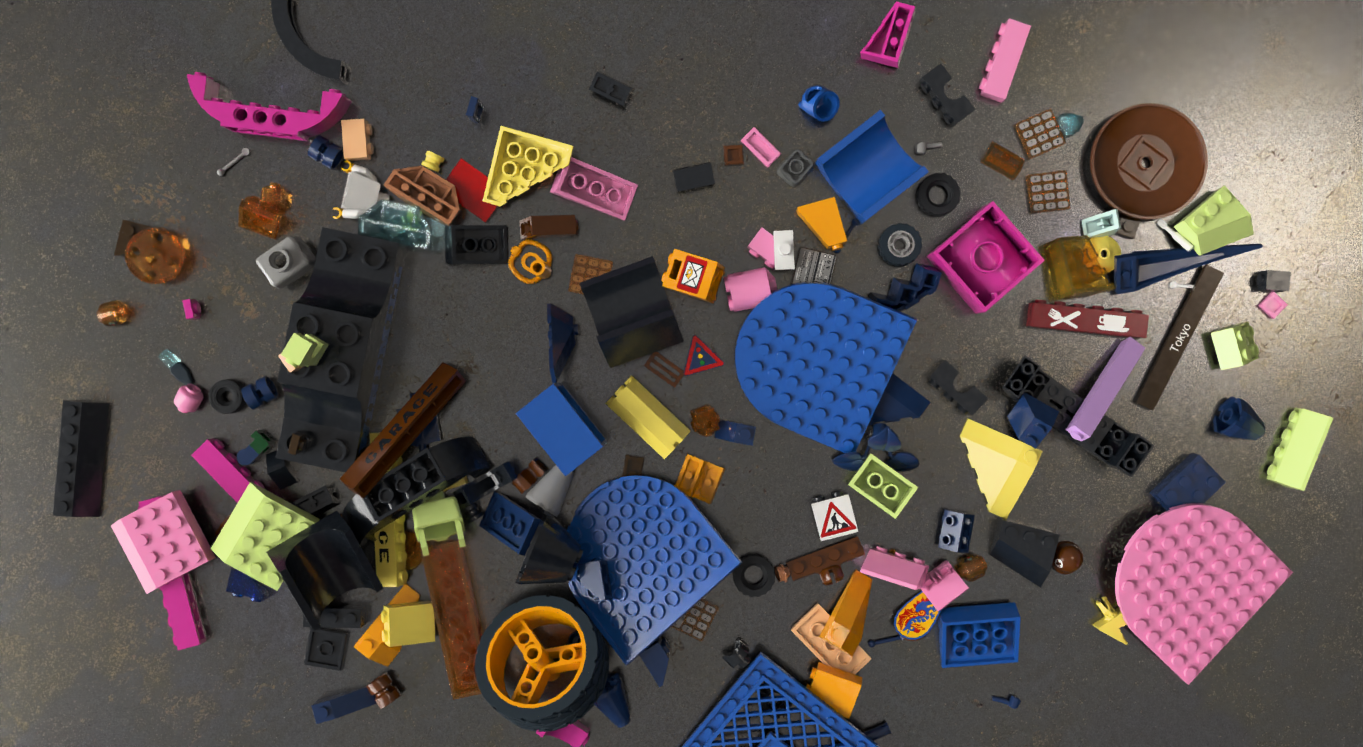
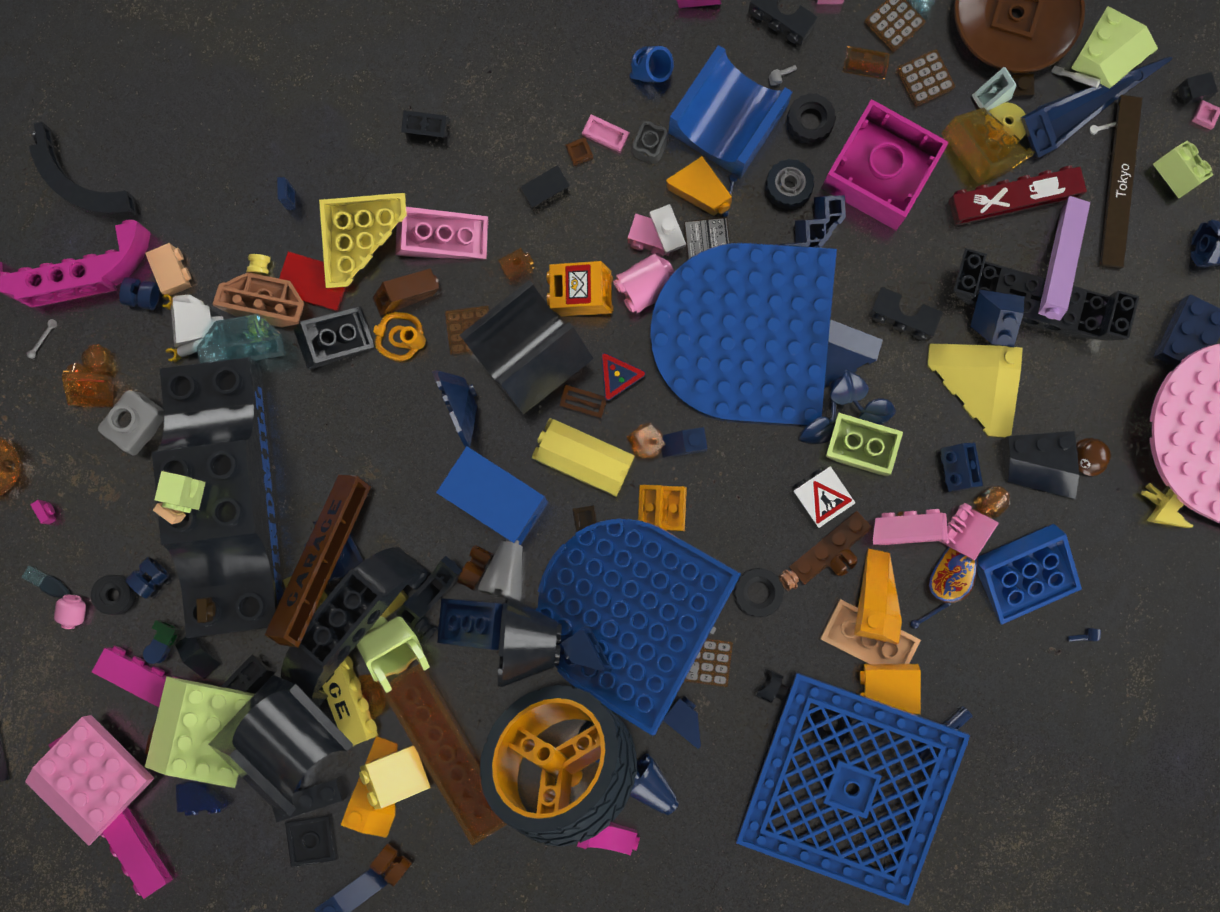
camera: 15 degrees left, 5 degrees down
(647, 235) = (516, 265): none -> clear orange brick

